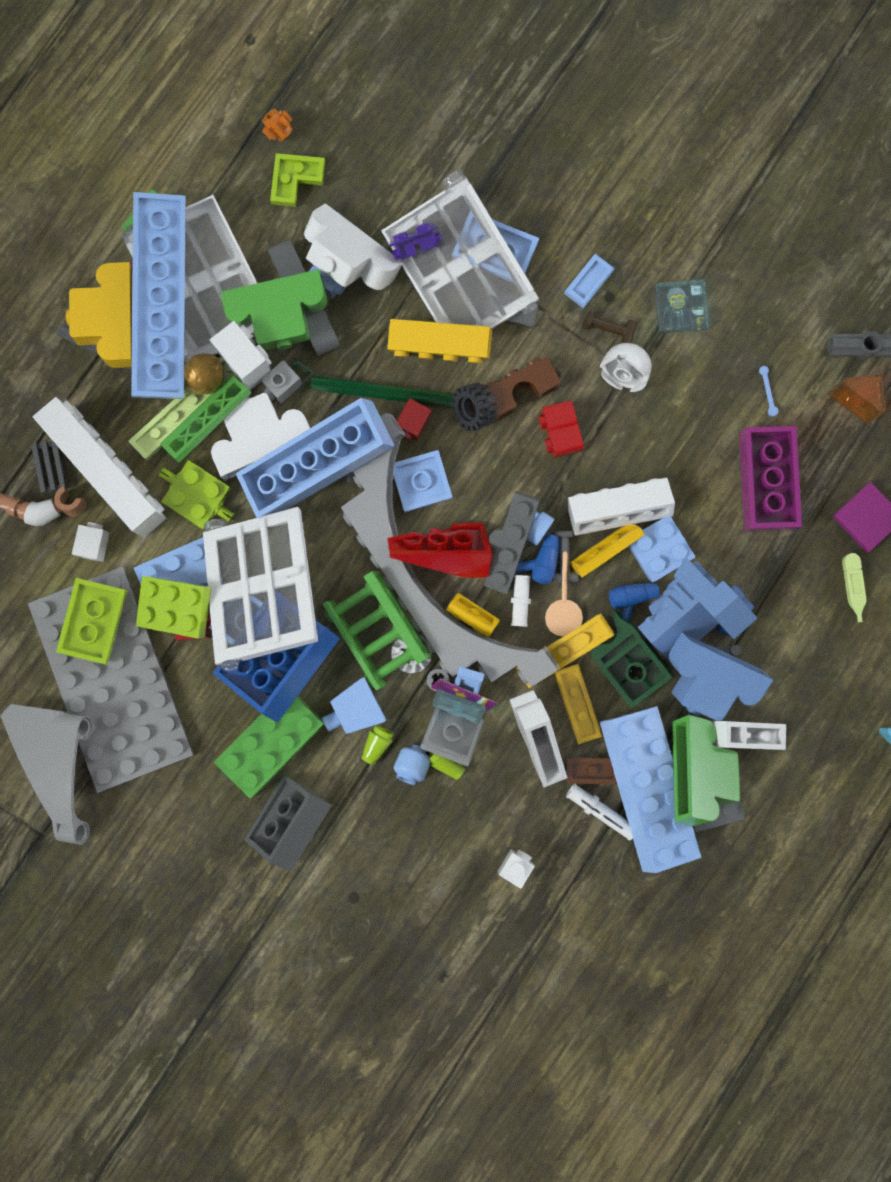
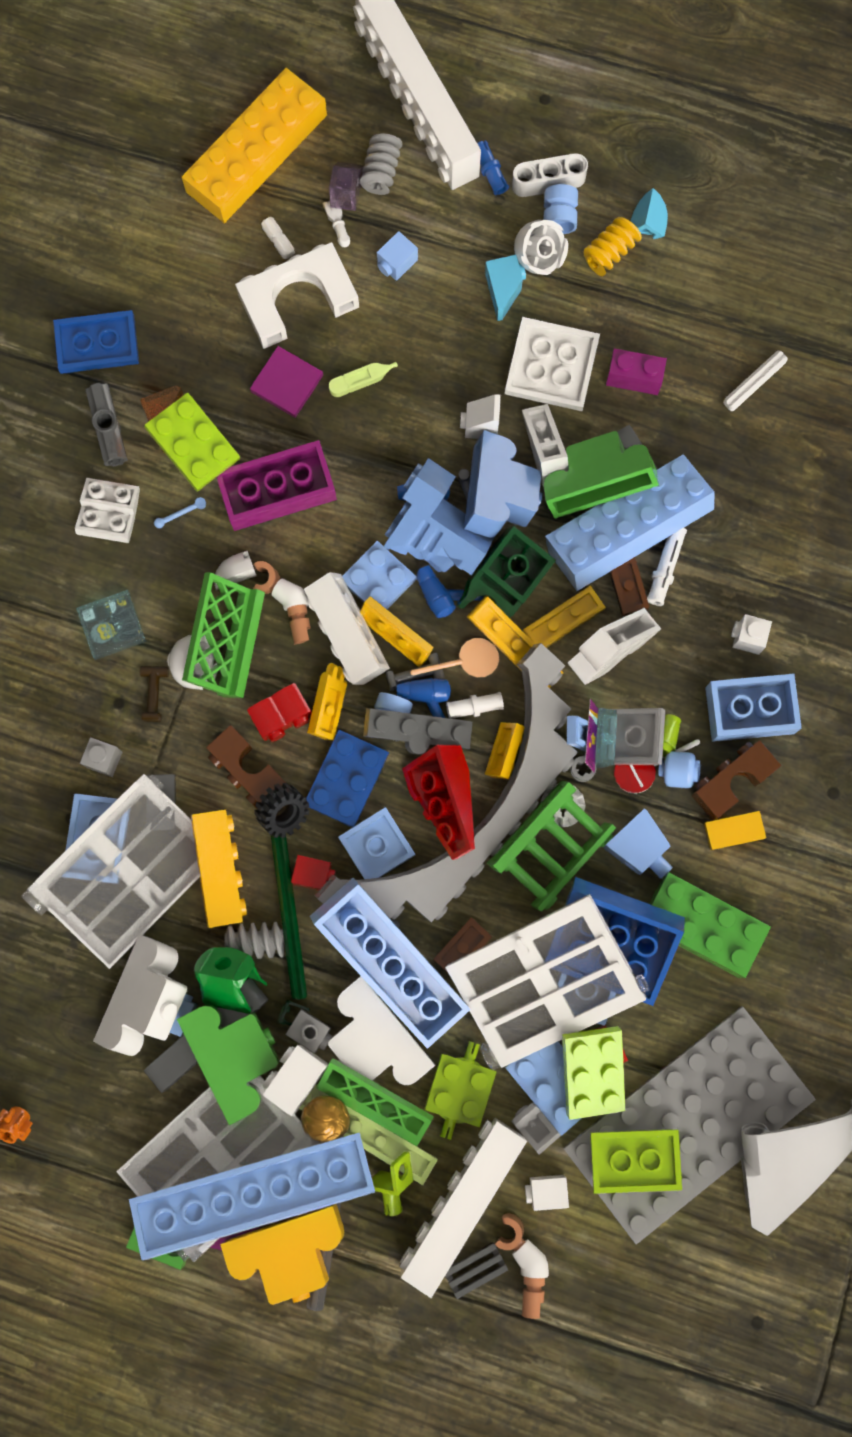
camera: 105 degrees left, 5 degrees down
(136, 416) = (393, 1184): none -> lime bracket
(145, 547) = (535, 1127): none -> light grey bracket
(287, 823) = (781, 883): dark grey slope -> none
(289, 172) = (64, 1094): lime plate -> none
(315, 531) = (467, 940): none -> reddish brown plate
(336, 318) = (221, 976): none -> green piece
(345, 797) = (735, 830): none -> yellow tile
(368, 355) = (256, 940): none -> light grey piece
(376, 744) = (669, 813): lime cone -> none
(400, 832) = (754, 763): none -> reddish brown arch
(406, 242) = (105, 918): dark purple hinge -> none
(415, 727) = (641, 777): none -> red piece
(448, 847) = (753, 707): none -> light blue brick
(487, 472) = (346, 778): none -> blue plate
(558, 473) = (328, 703): none -> yellow hinge
(564, 267) = (101, 757): none -> light grey brick
(589, 281) = (107, 728): light blue tile -> none
(634, 409) = (239, 641): none -> bright green fence
(662, 466) = (291, 597): none -> nougat piece
(702, 425) = (236, 568): none -> white brick
(757, 952) = (755, 380): none -> white axle
(786, 682) = (481, 416): none -> white slope
(787, 328) = (107, 510): none -> white slope
(794, 840) = (636, 371): none -> magenta brick
(823, 764) = (552, 364): none -> white plate
(828, 410) = (192, 442): none -> lime plate

